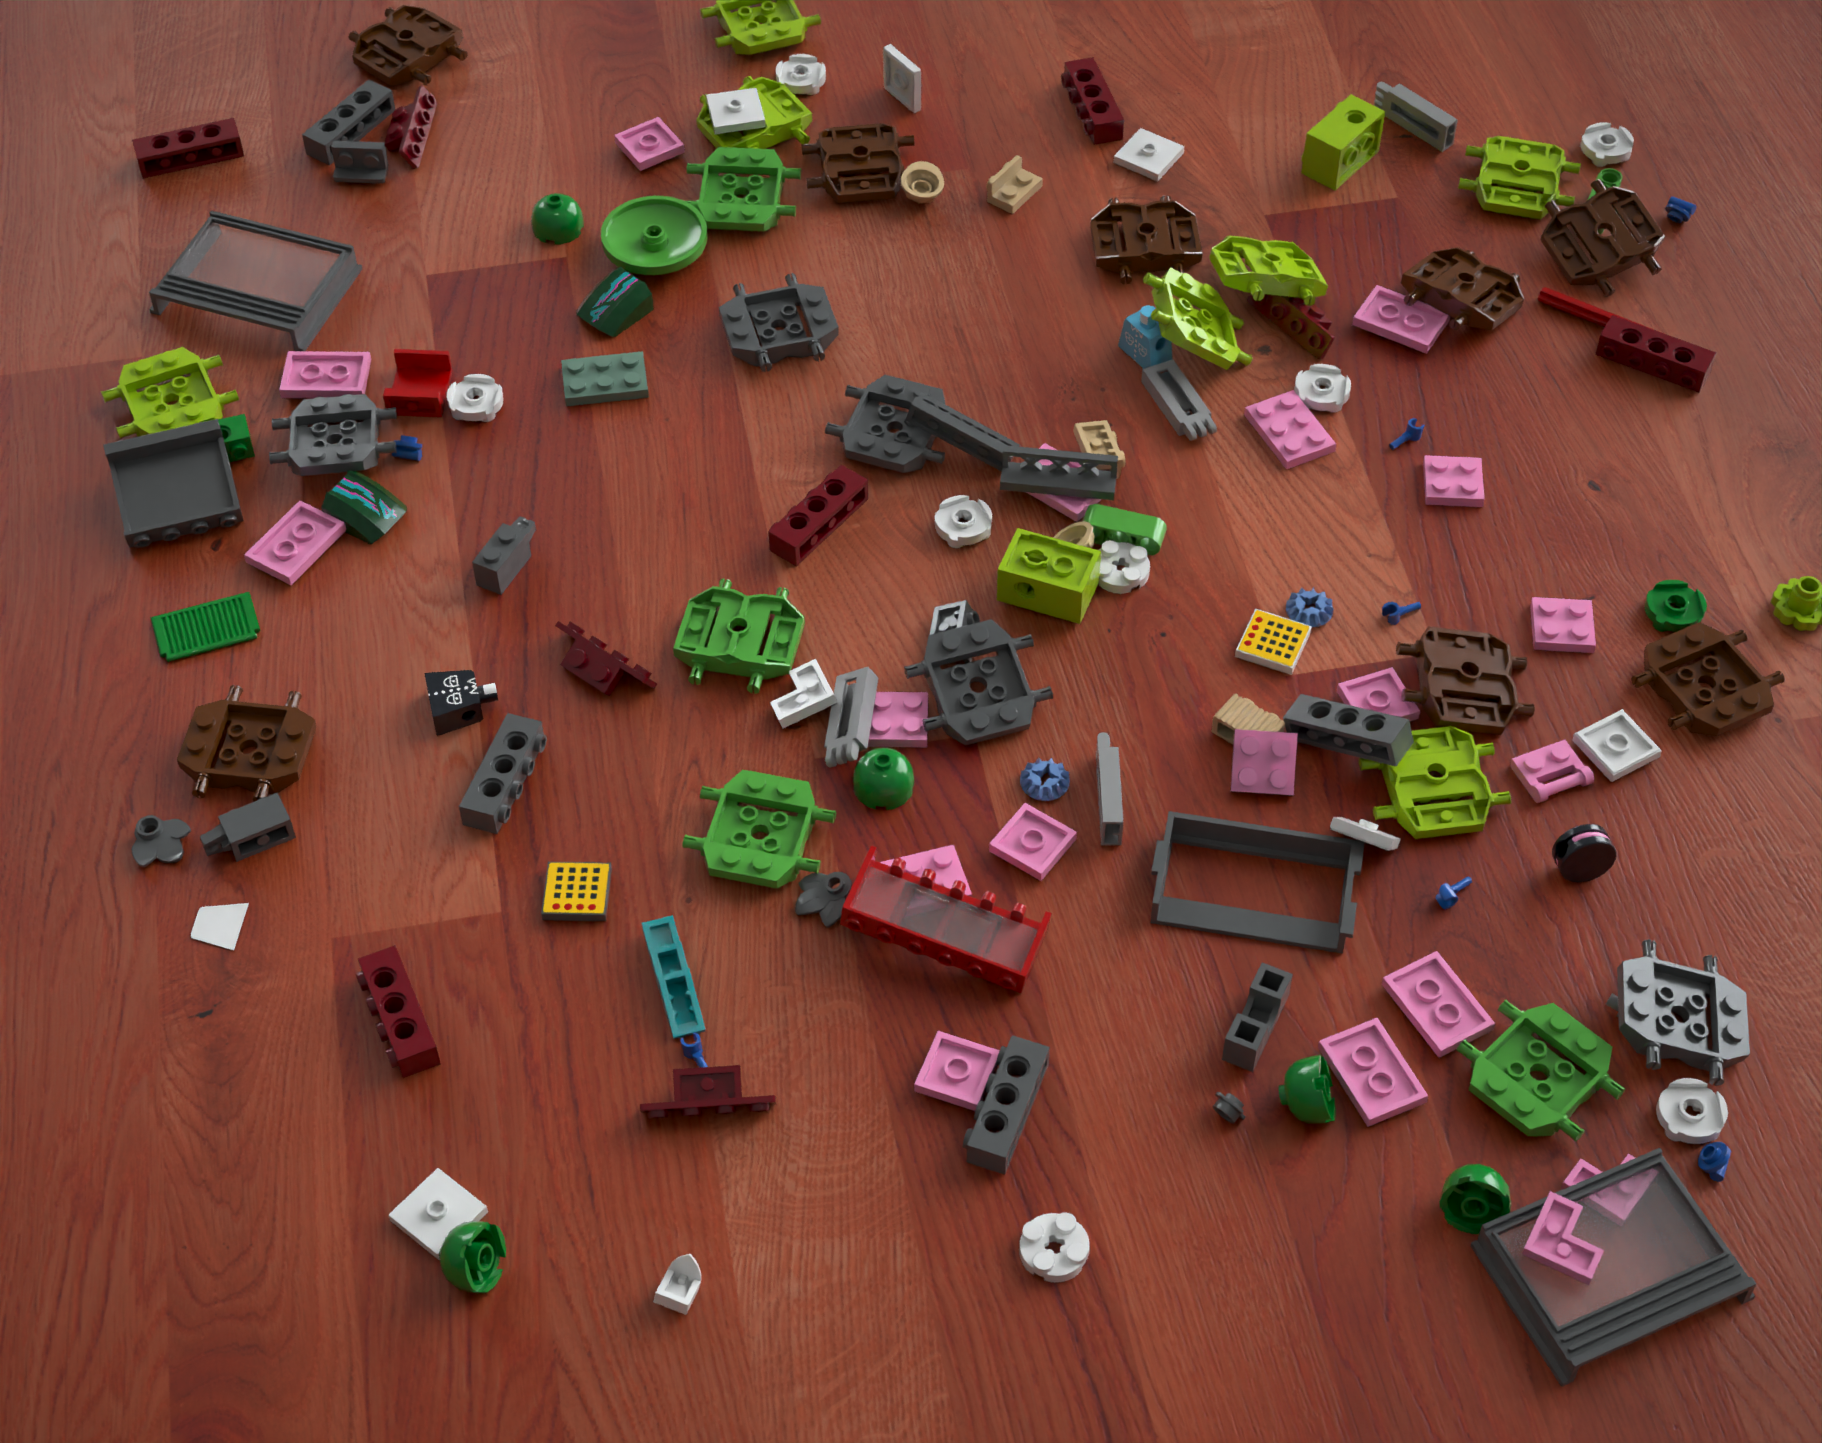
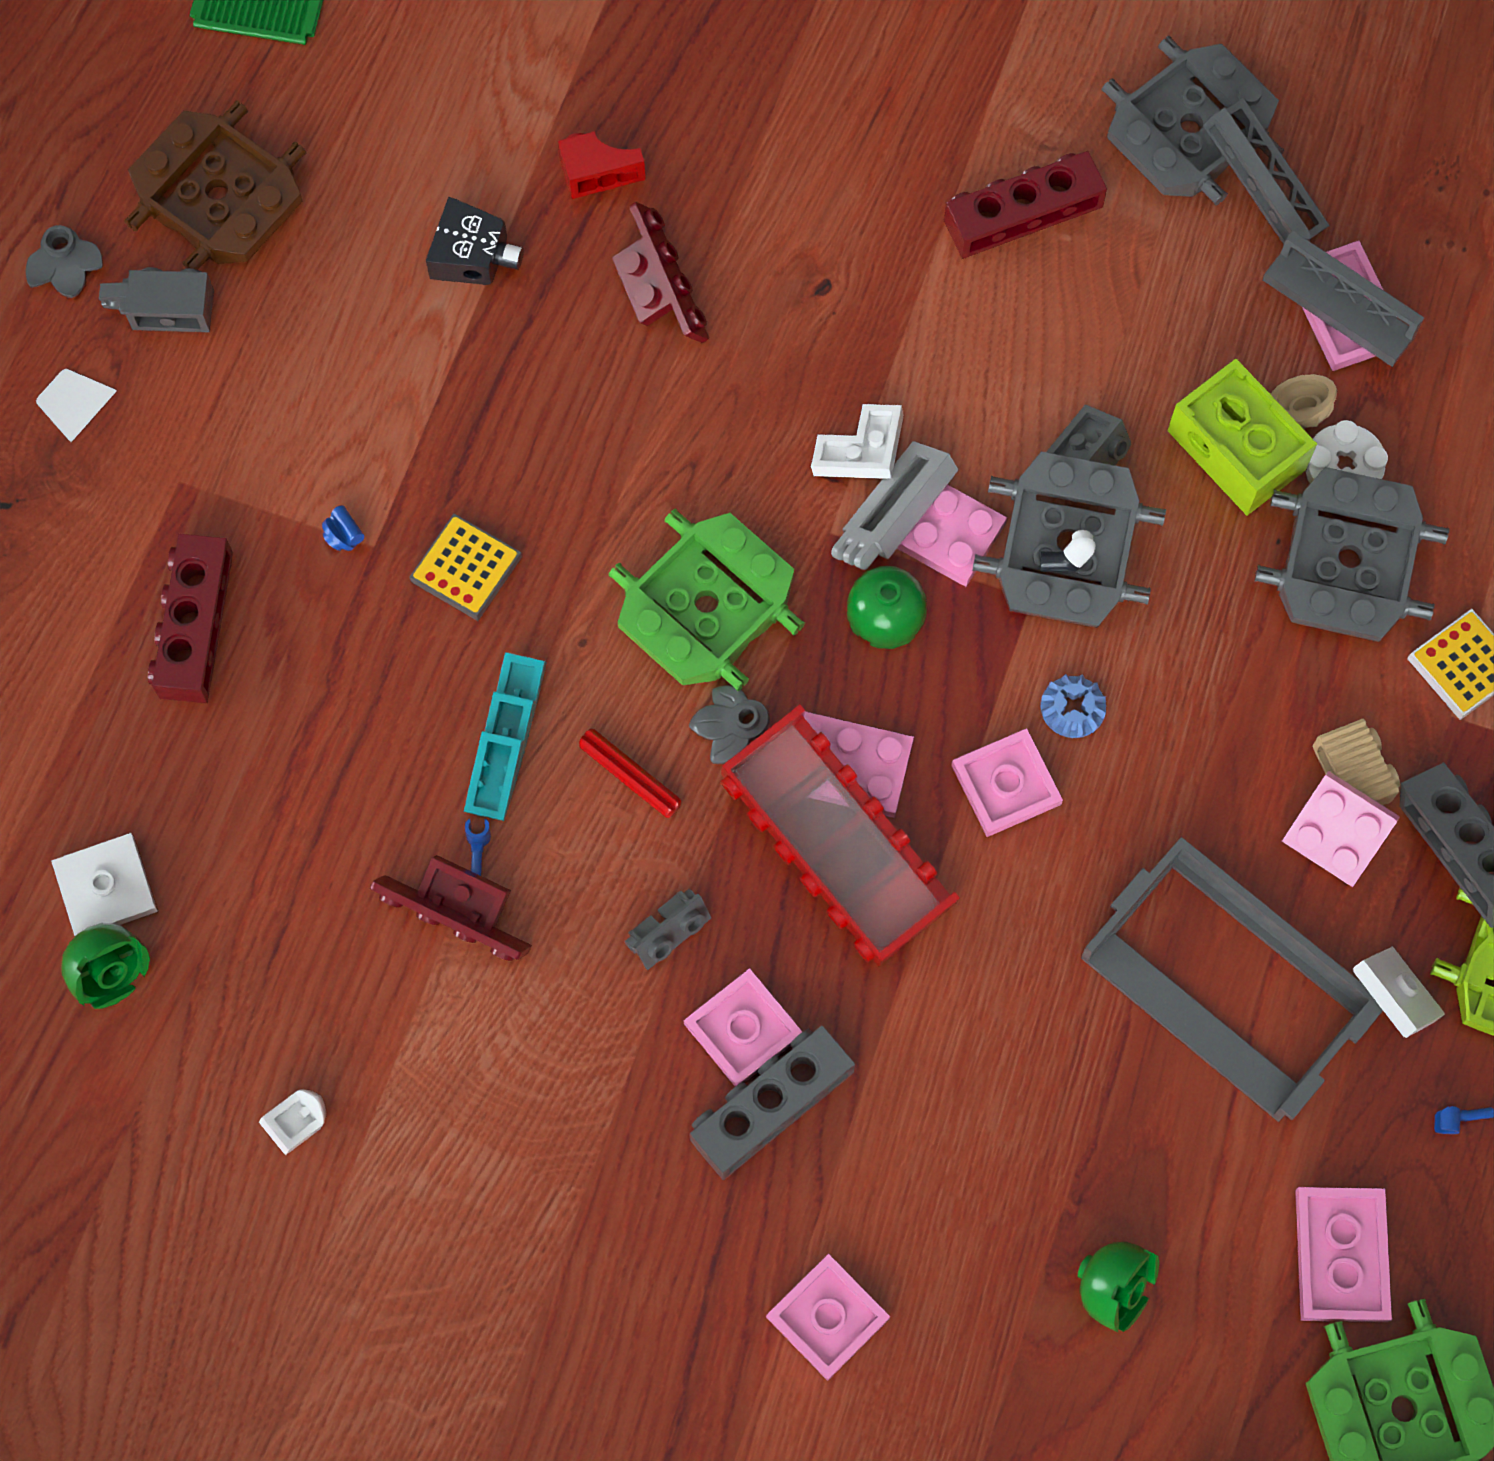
camera: 30 degrees right, 20 degrees up
(475, 906) = (341, 530): none -> blue plate
(502, 773) = (504, 327): dark grey brick -> none
(504, 555) = (630, 75): dark grey hinge -> none
(513, 617) = (597, 167): none -> red arch
(711, 644) = (793, 324): bright green piece -> none
(775, 958) = (630, 773): none -> red axle
(869, 1026) = (683, 917): none -> dark grey hinge
(960, 533) = (1190, 320): white plate -> none
(989, 686) = (1072, 557): none -> arm
(1054, 1228) = (697, 1314): white plate -> none
(1099, 439) = (1421, 279): tan bracket -> none
(1109, 791) = (1133, 766): light grey hinge -> none
(1126, 527) = (1380, 410): bright green beam -> none
(1134, 1215) = (828, 1317): none -> bright pink plate
(1189, 625) = (1362, 598): none -> dark grey piece
(1229, 1107) = (1015, 1247): dark grey plate -> none
(1254, 1026) = (1117, 1157): dark grey arch -> none
(1372, 1072) = (1209, 1296): bright pink plate -> none

